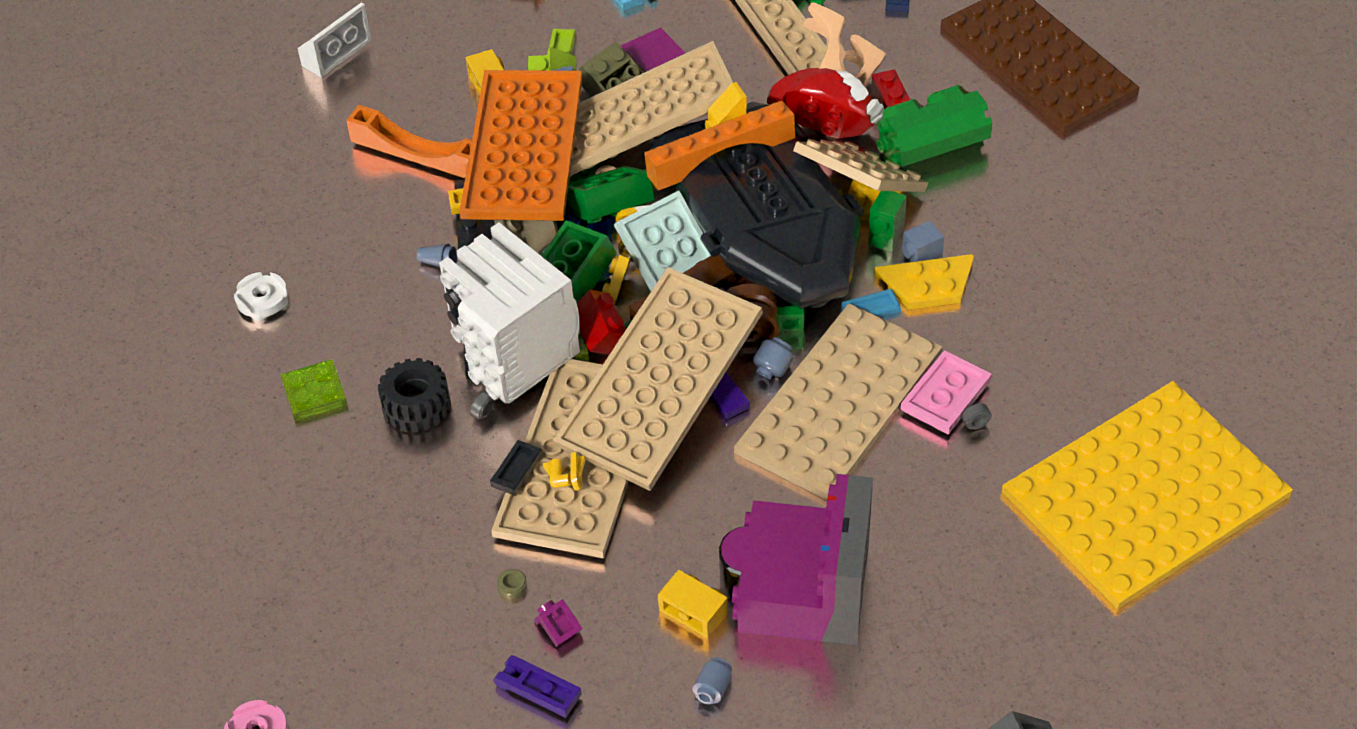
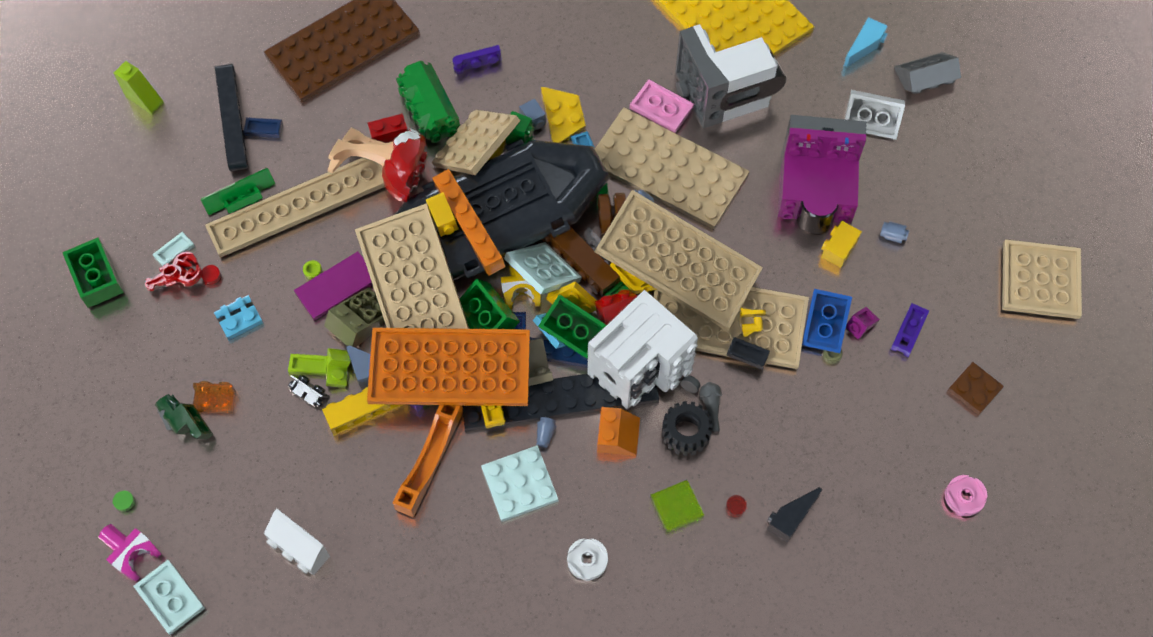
camera: 95 degrees left, 15 degrees up
(264, 504) = (790, 516): none -> black slope
(300, 452) = (736, 505): none -> clear red tile
(375, 235) = (519, 483): none -> light aqua plate
(422, 326) = (618, 432): none -> orange slope
(462, 427) = (710, 395): none -> dark grey piece
(527, 46) = (314, 393): none -> hinge
(564, 571) = (827, 321): none -> blue slope
(689, 42) = (312, 269): none -> lime tile
(942, 672) = (880, 112): none -> white slope
(973, 436) = (728, 80): none -> piece
(1016, 184) = (476, 59): none -> dark purple plate
(1094, 677) = (867, 41): none -> medium azure slope

